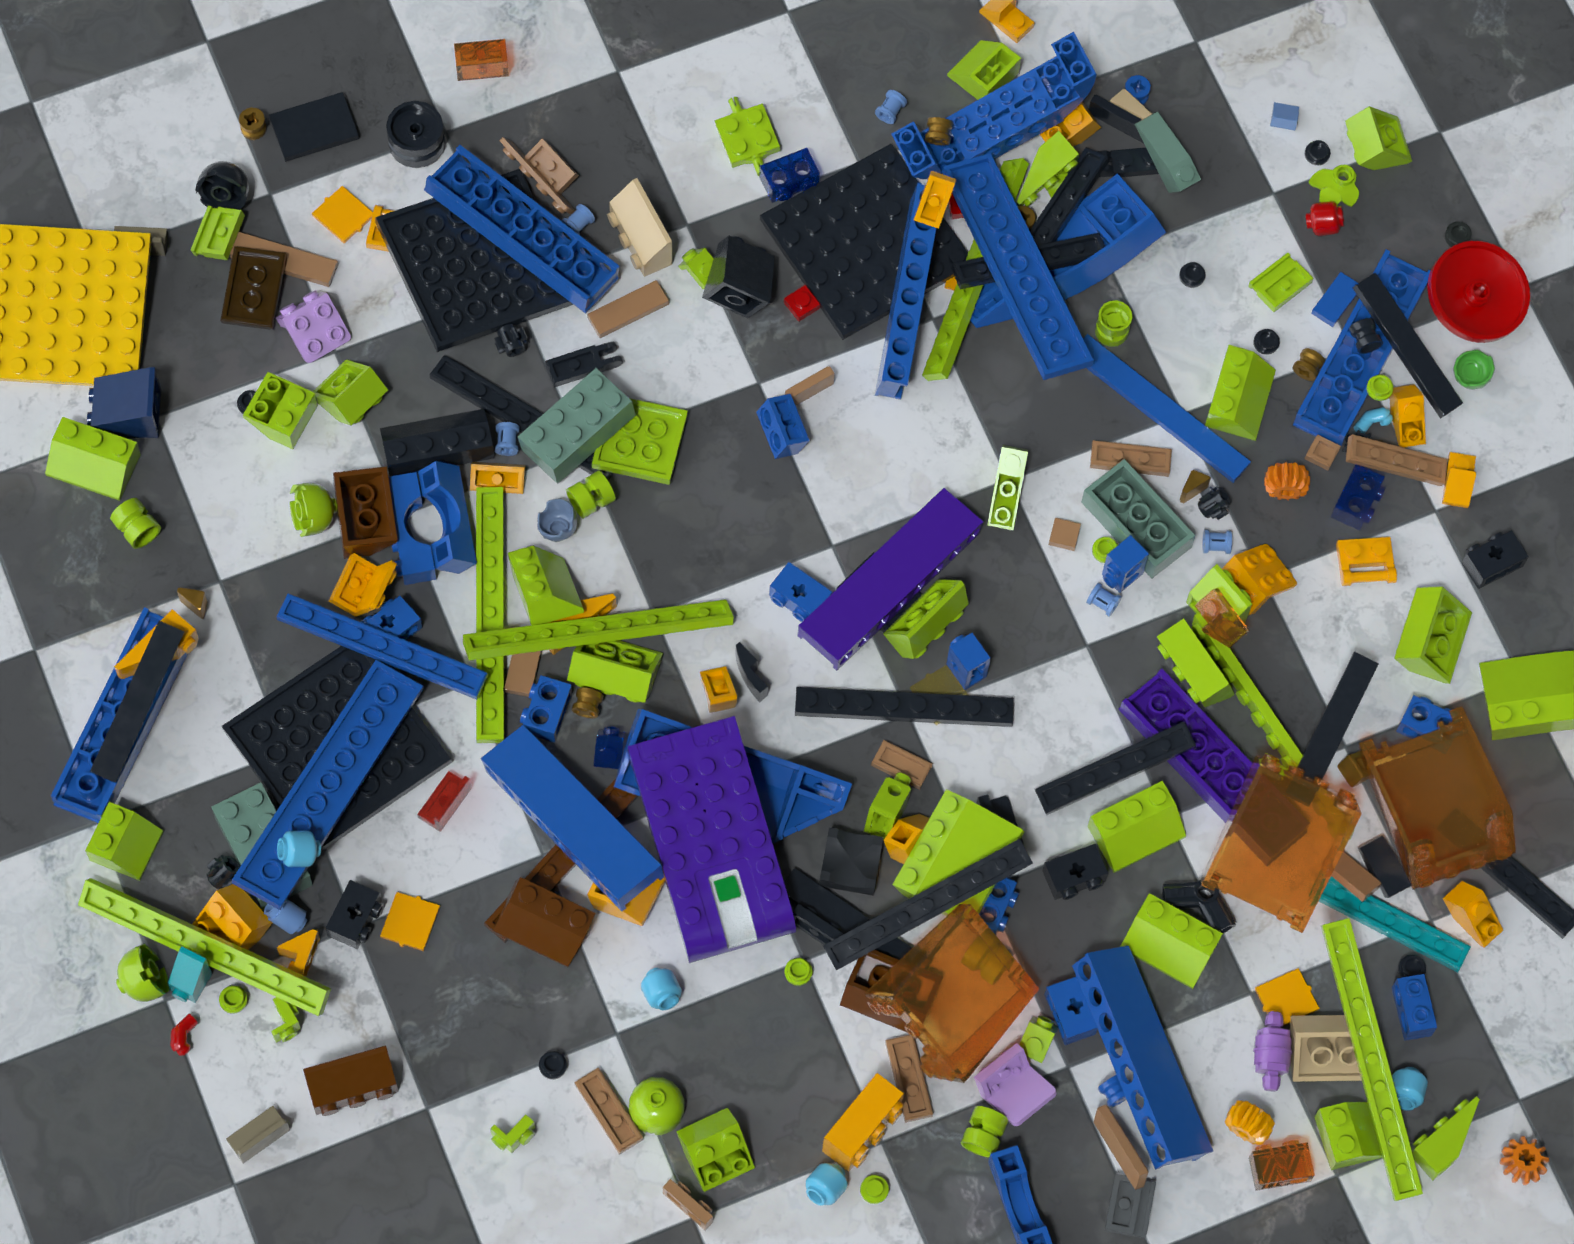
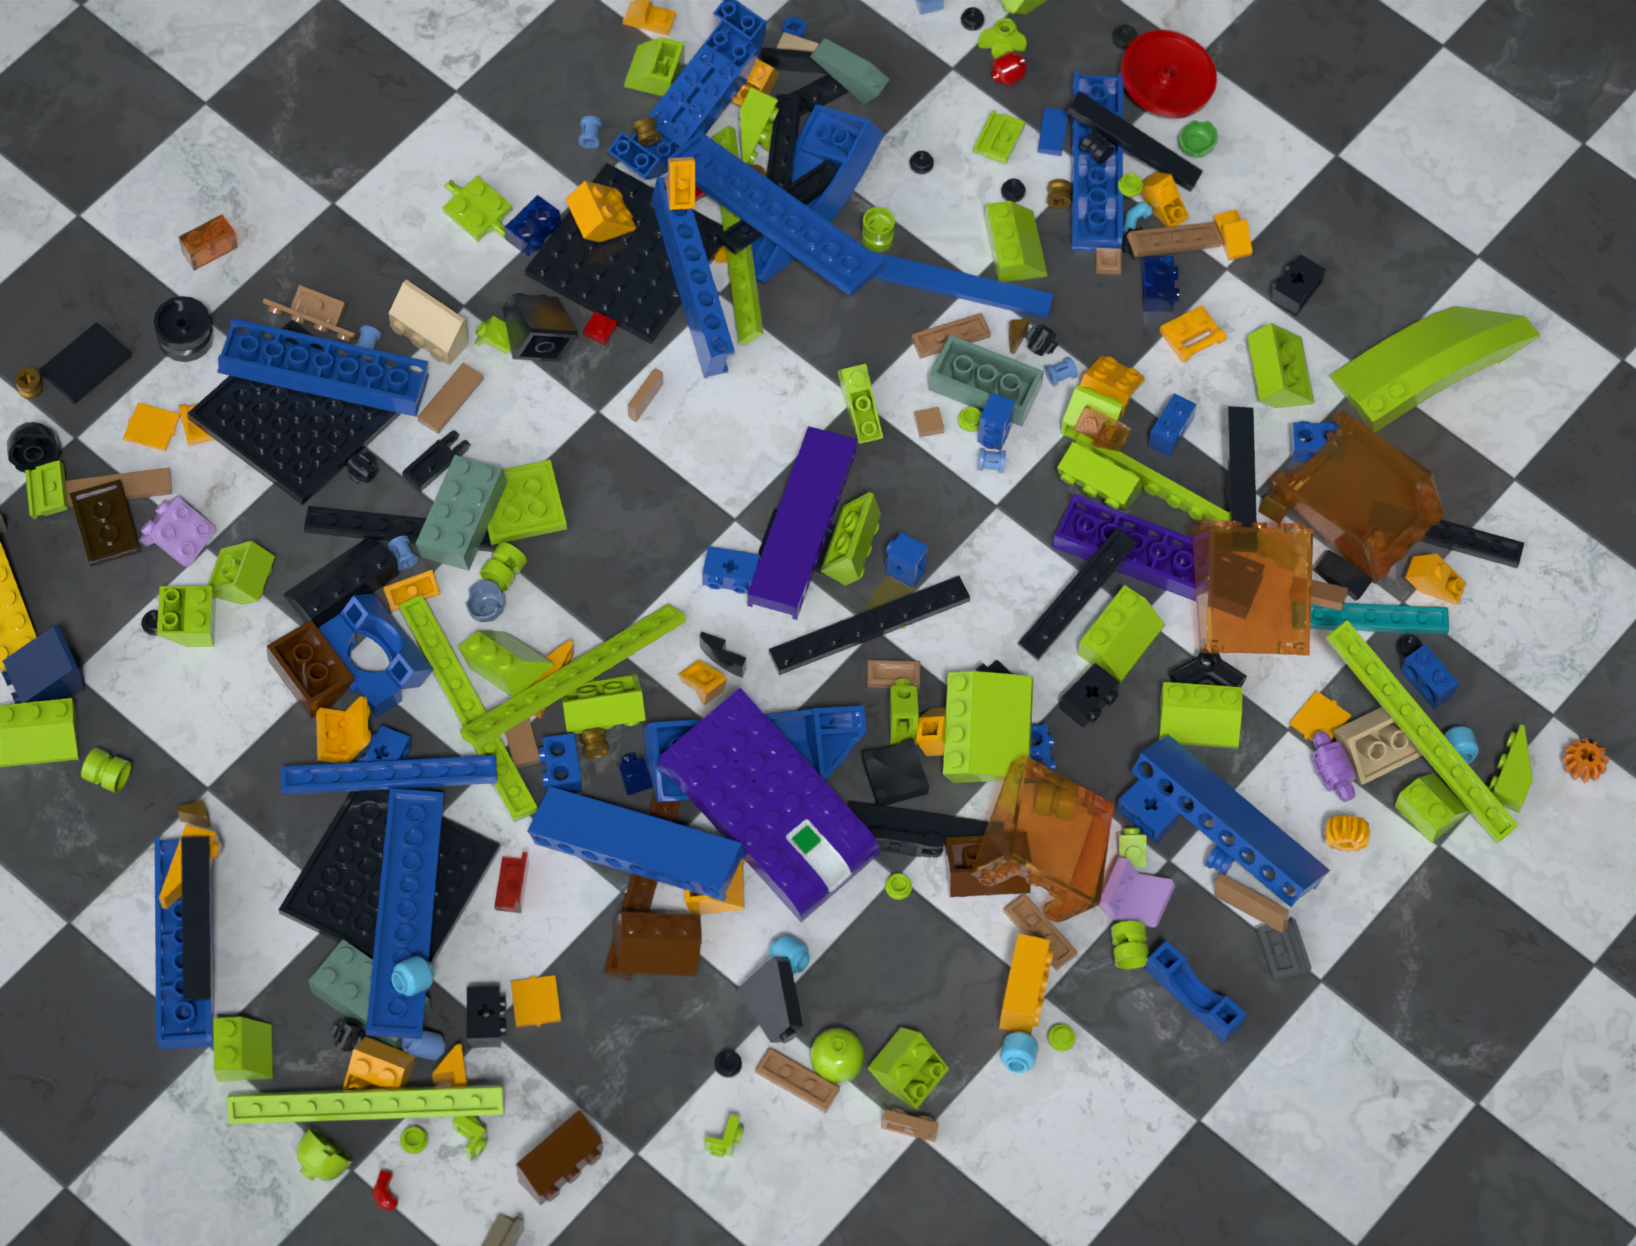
camera: 25 degrees left, 5 degrees down
(189, 975) = (365, 1135): teal slope -> none
(312, 508) = (259, 687): lime cylinder -> none
(622, 1026) = (774, 1000): none -> black slope
(782, 426) = (641, 436): blue brick -> none
(856, 190) = (599, 211): none -> light orange slope
(927, 904) = (984, 775): black plate -> none
(1281, 1165) = (1390, 857): clear orange brick -> none
(1287, 481) = (1094, 295): orange gear -> none
(1296, 643) = (1172, 425): none -> blue brick

